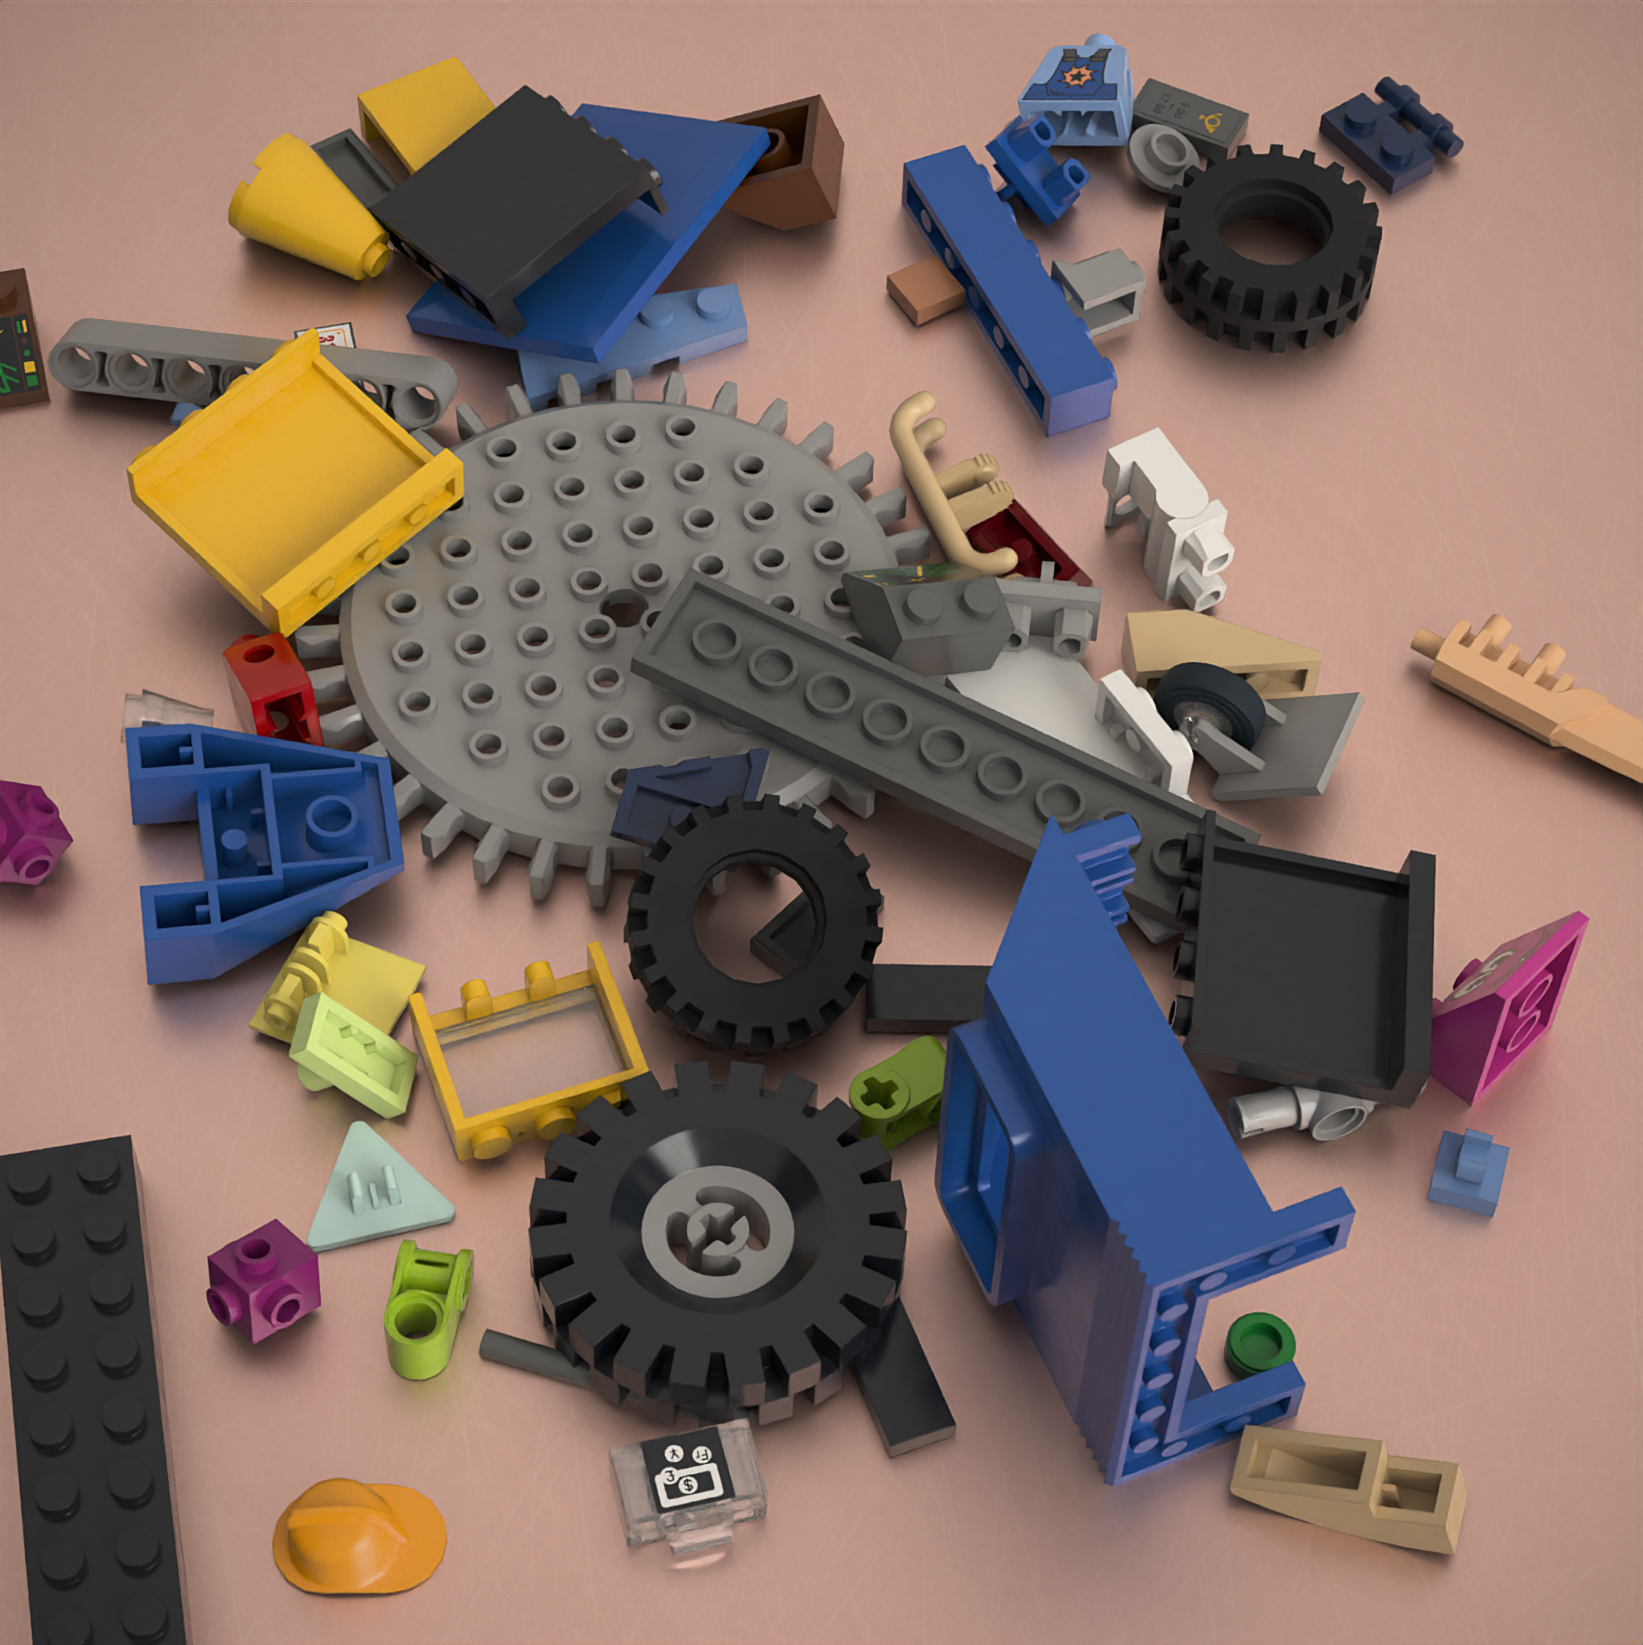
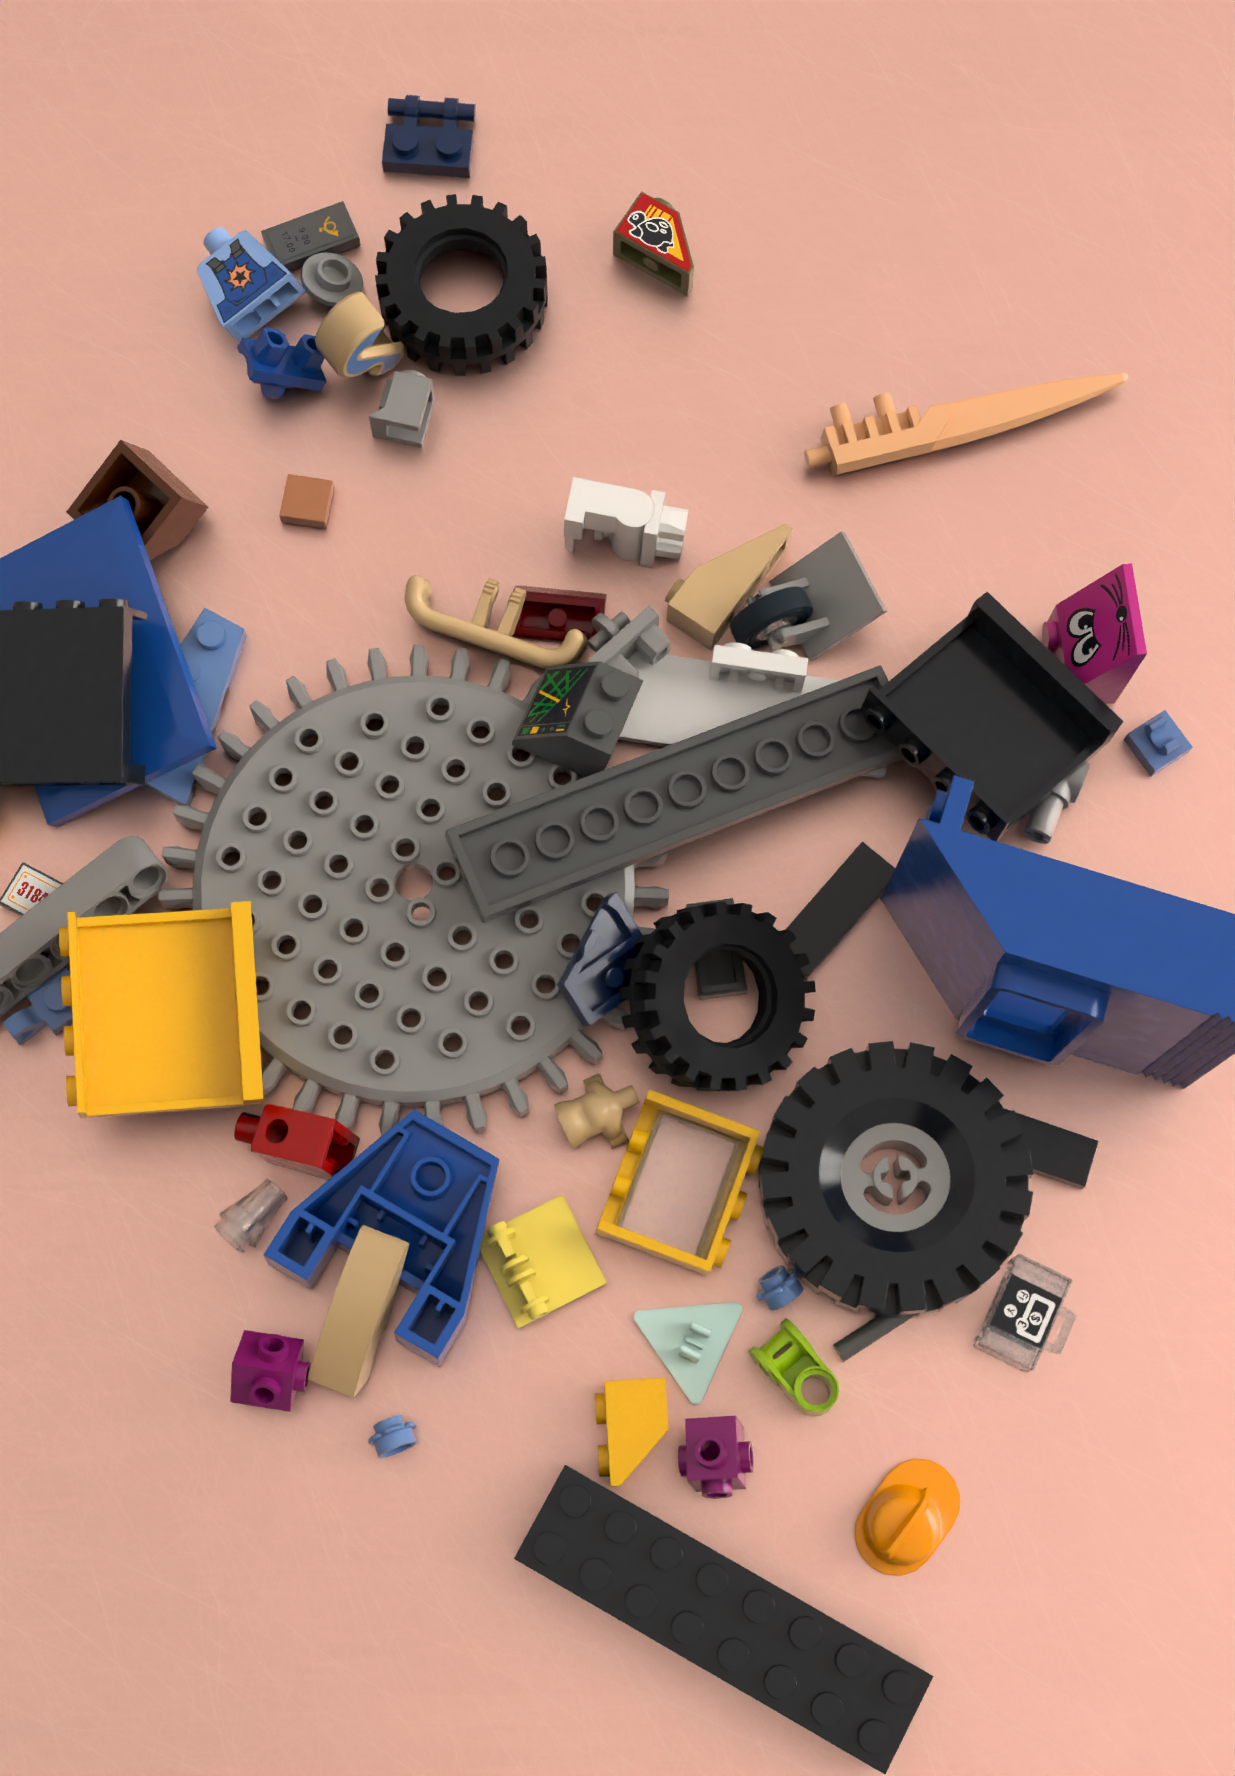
camera: 50 degrees left, 20 degrees up
(39, 992) = (392, 1436): none -> medium blue plate
(148, 848) = (358, 1312): none -> tan slope
(229, 1188) = (634, 1422): none -> yellow slope
(353, 1055) = (605, 1290): yellowish green tile -> none
(501, 1224) = (779, 1287): none -> medium blue plate
(532, 926) = (596, 1113): none -> tan piece
(901, 1092) = (876, 990): lime piece -> none
(1009, 291) = (354, 456): blue brick -> none
(1105, 199) = (355, 339): none -> tan animal
(1493, 362) = (655, 242): none -> slope

